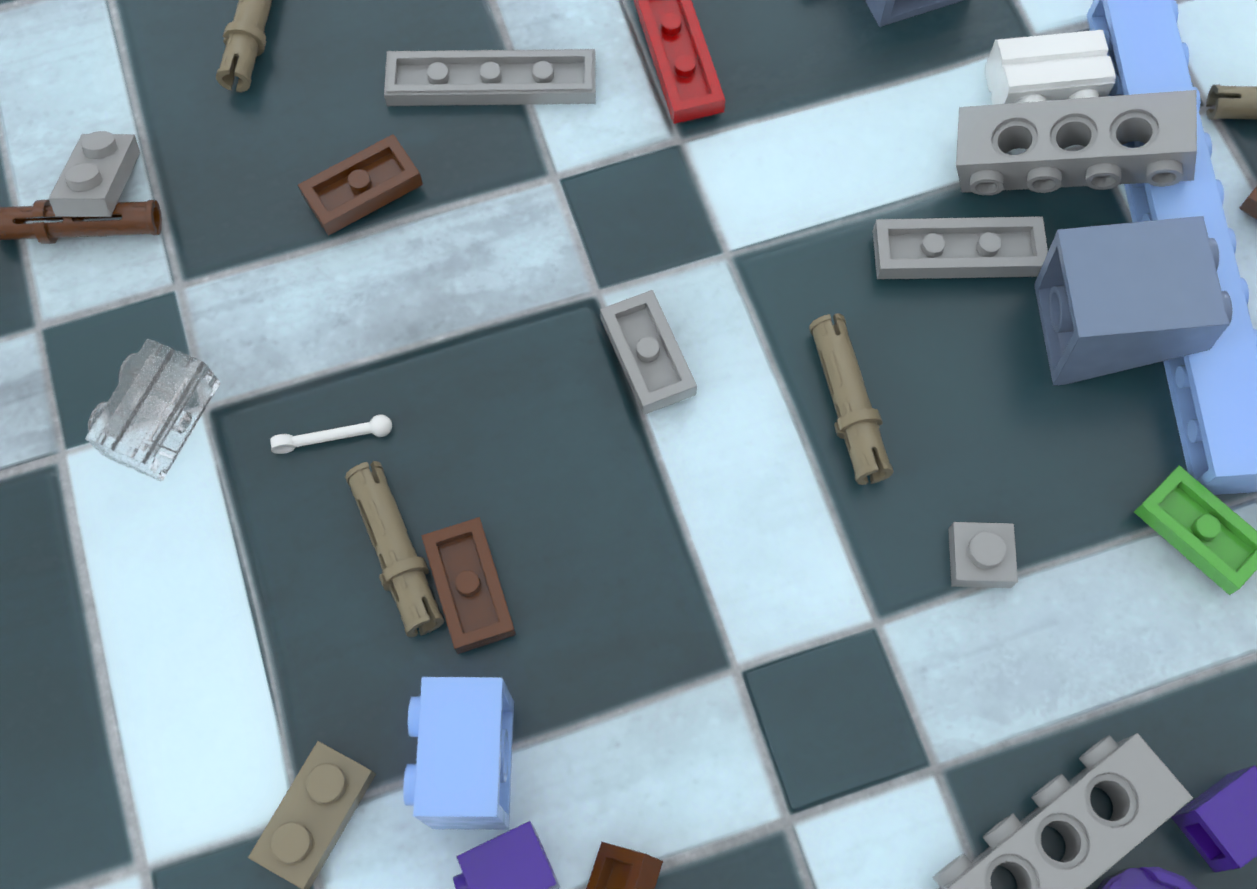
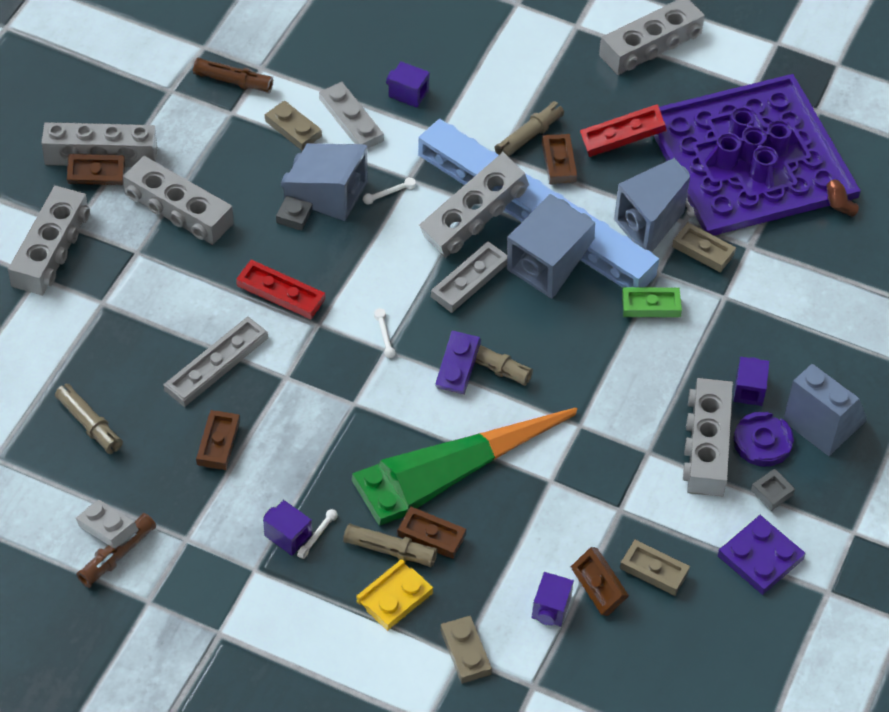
camera: 50 degrees left, 15 degrees down
(152, 409) = (242, 580): clear brick -> none
(292, 388) = (287, 527): none -> dark purple brick
(320, 627) = (394, 594): none -> yellow plate
(461, 753) = (500, 572): light blue brick -> none
(552, 481) = (426, 472): none -> green plate
(648, 352) = (401, 404): light grey plate -> none
(774, 198) = (380, 315): none -> white hinge
(793, 361) = (458, 362): none -> dark purple plate
(945, 20) = (409, 184): none -> white hinge
(982, 555) = (590, 372): light grey plate -> none
(1050, 68) = (432, 187): white brick -> none

